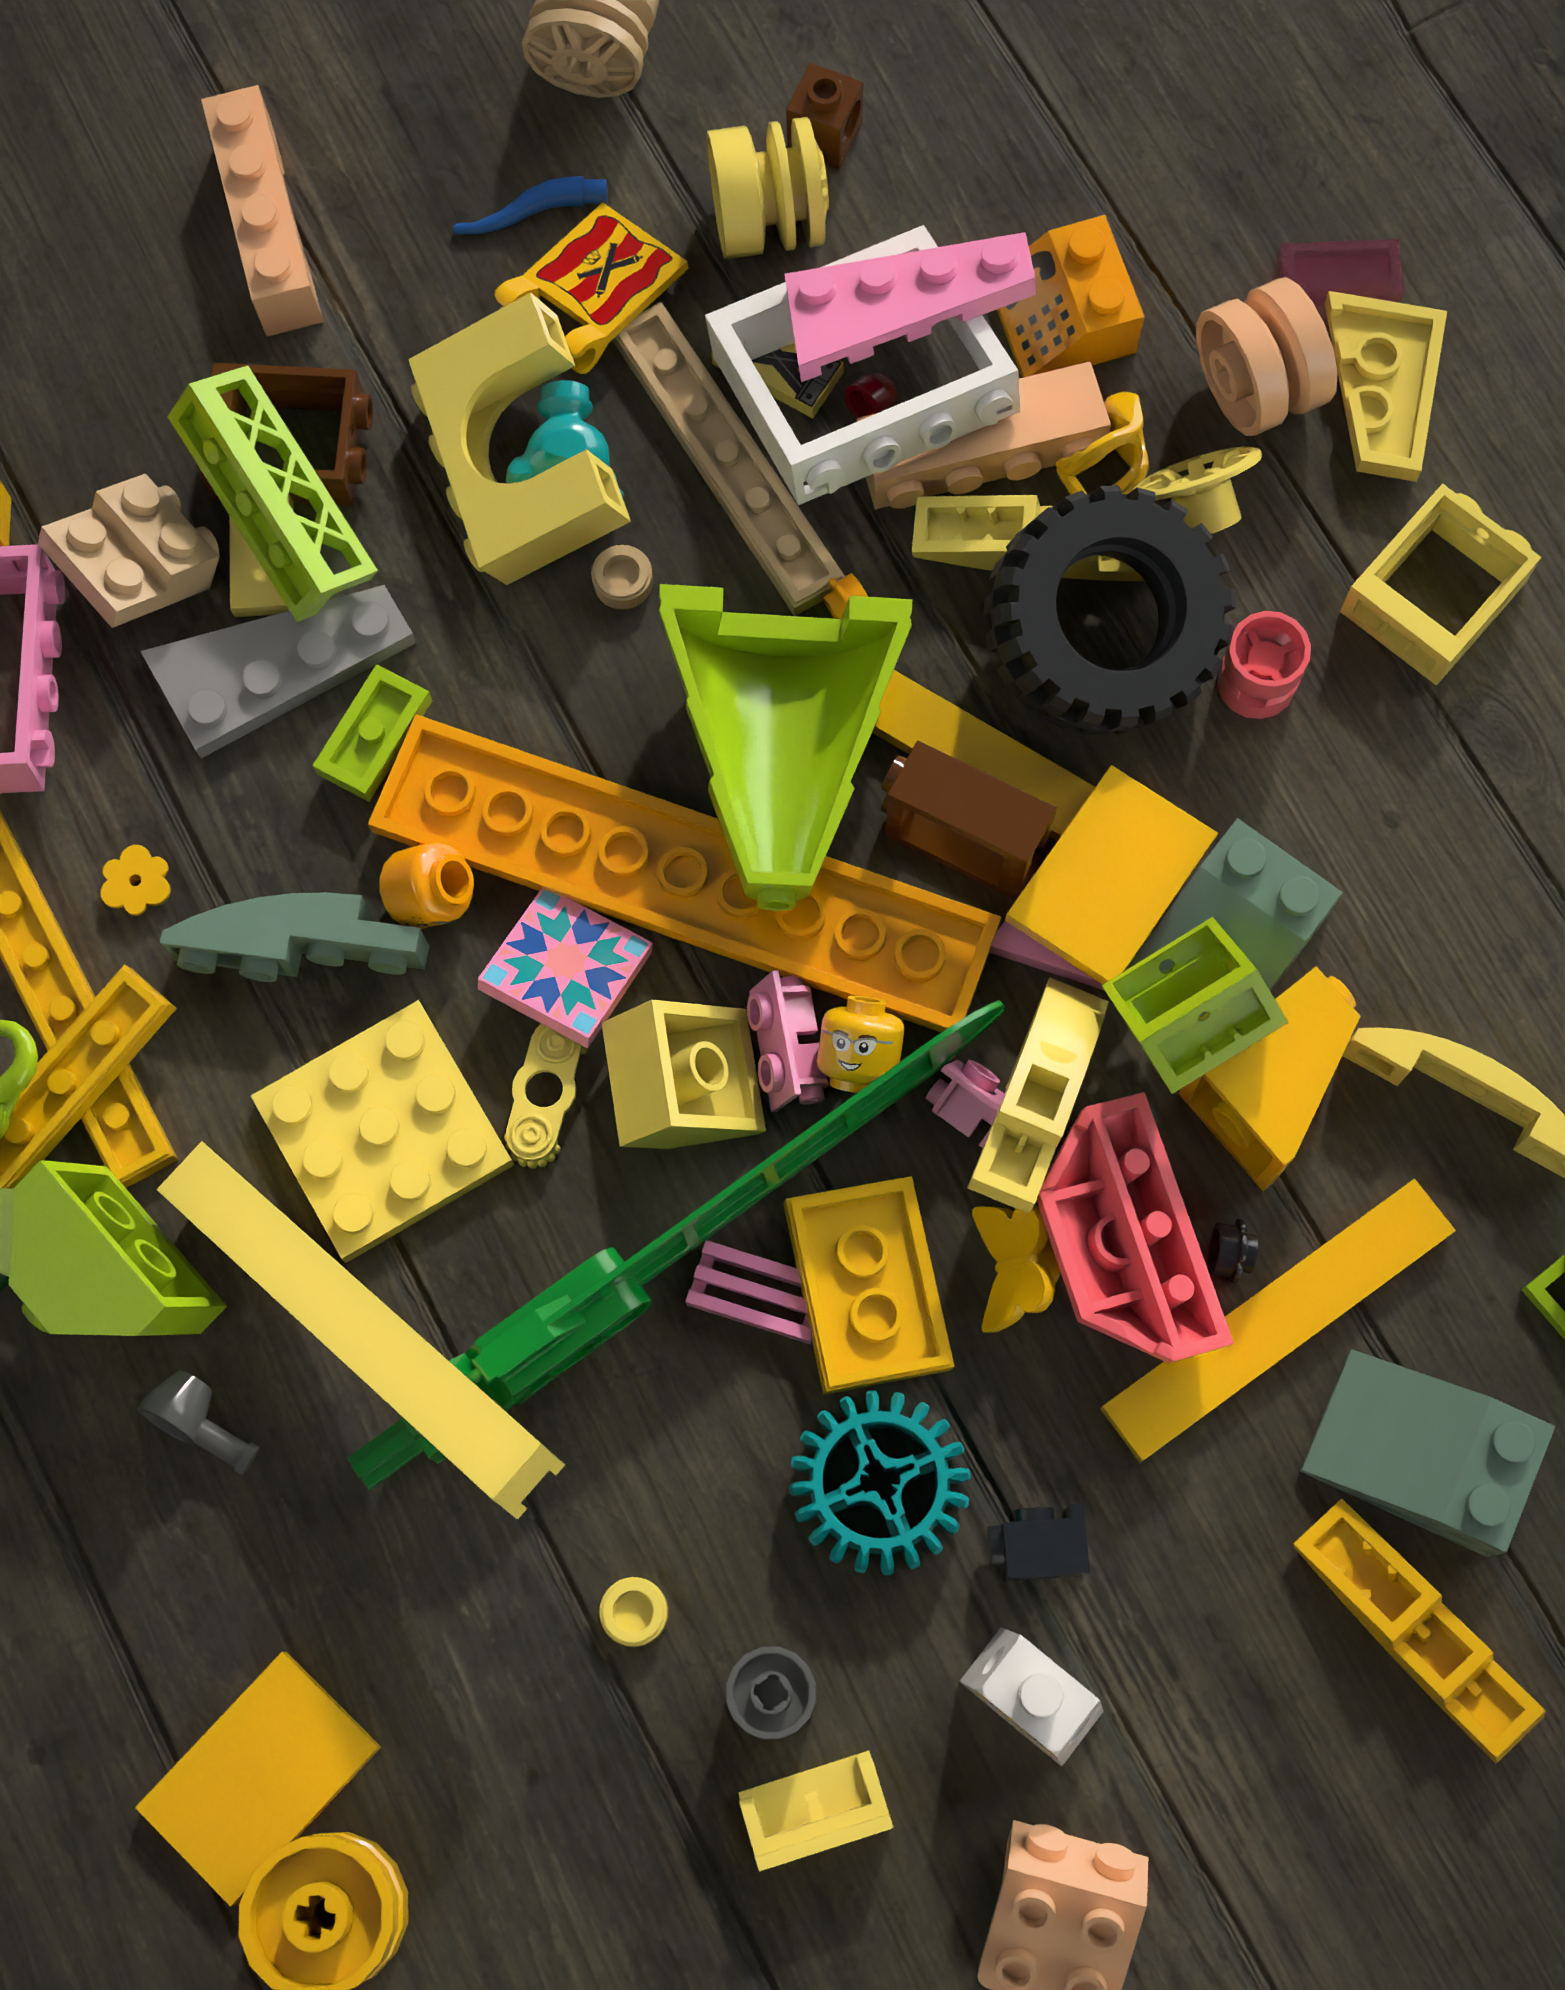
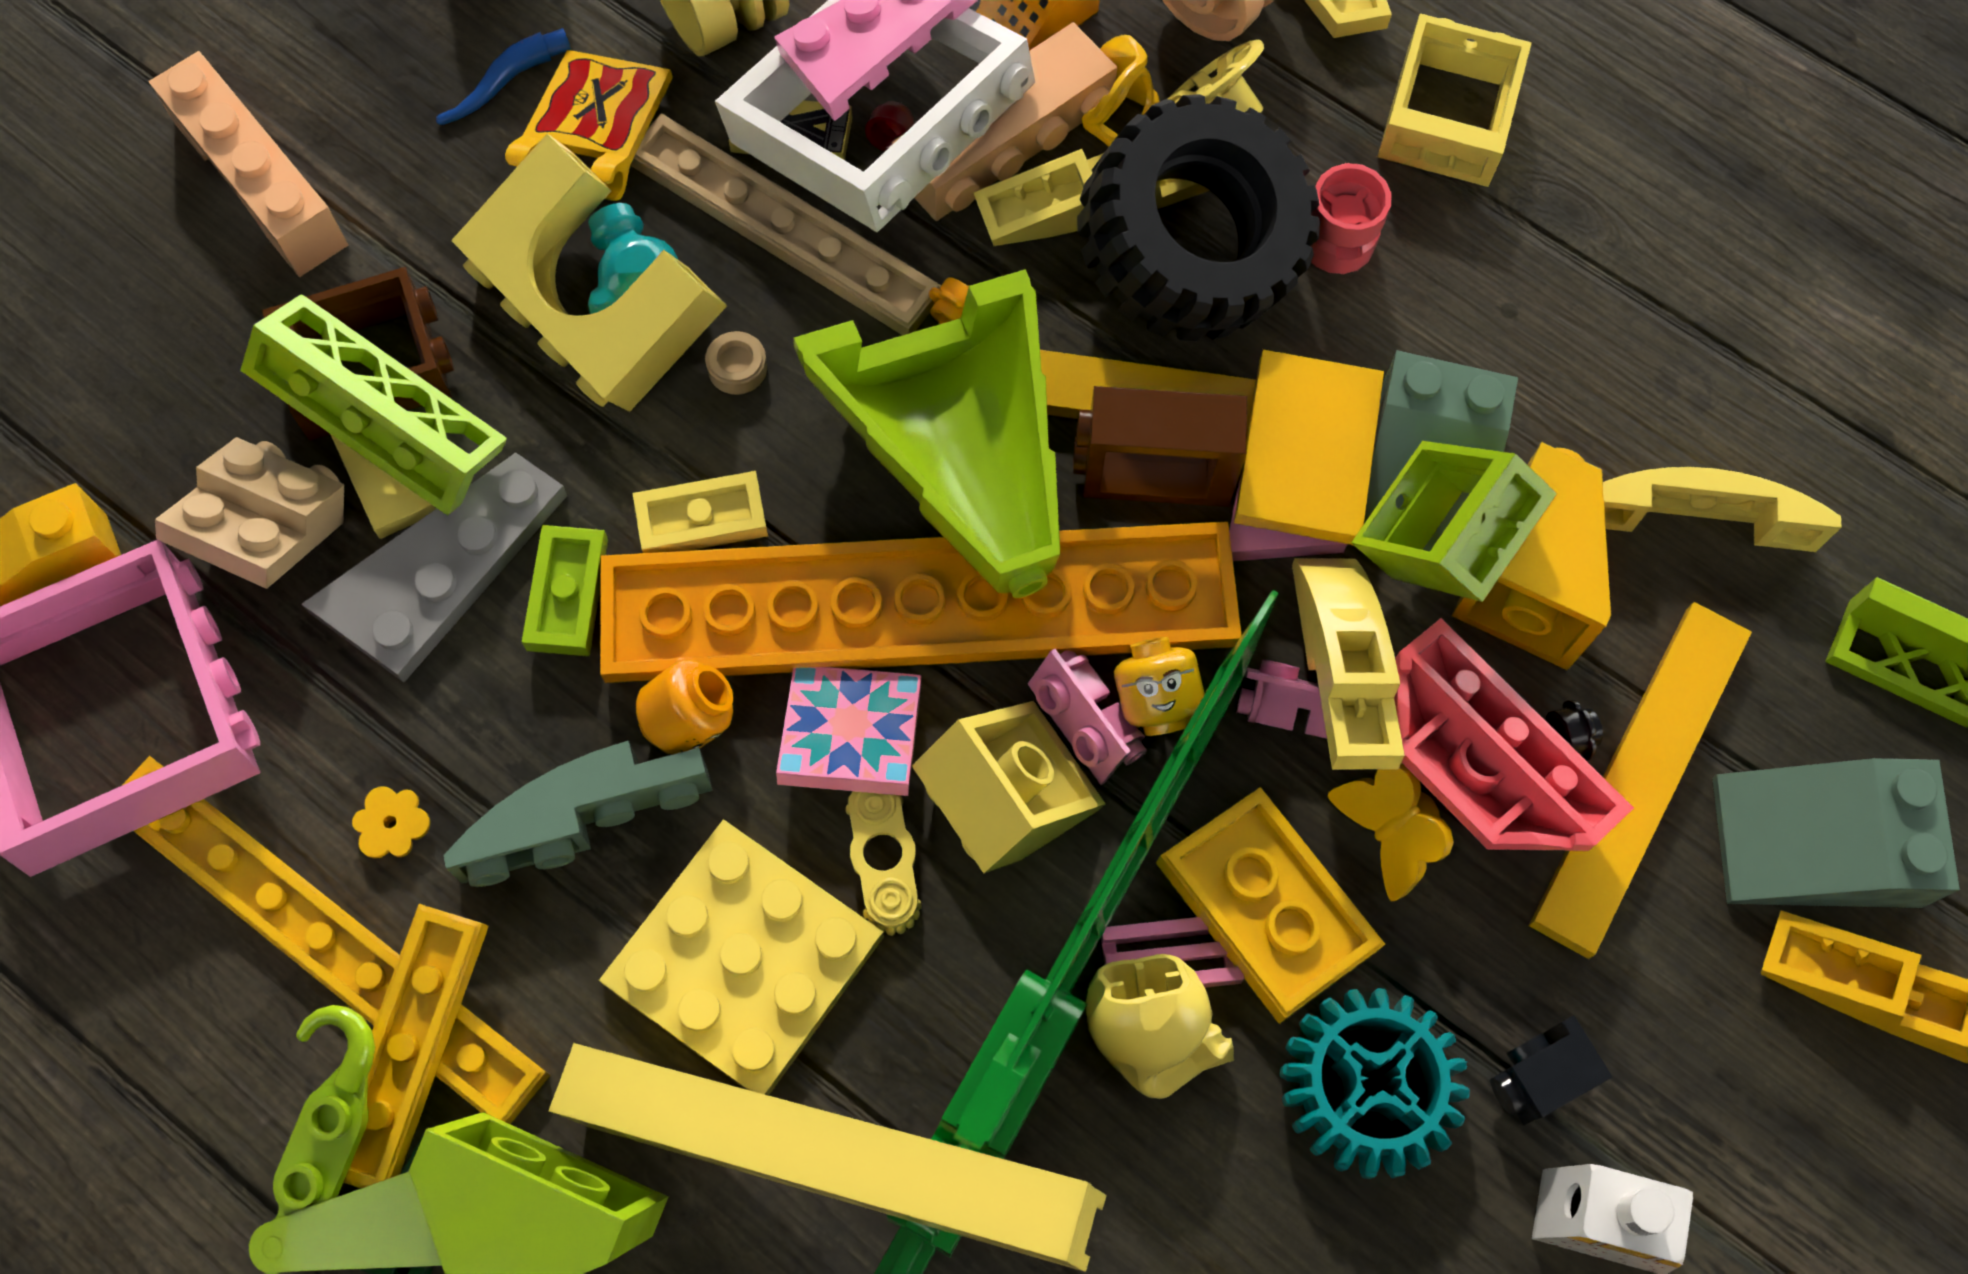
camera: 30 degrees left, 5 degrees down
(522, 710) = (700, 514): none -> light yellow plate
(707, 1344) = (1154, 1023): none -> light yellow piece

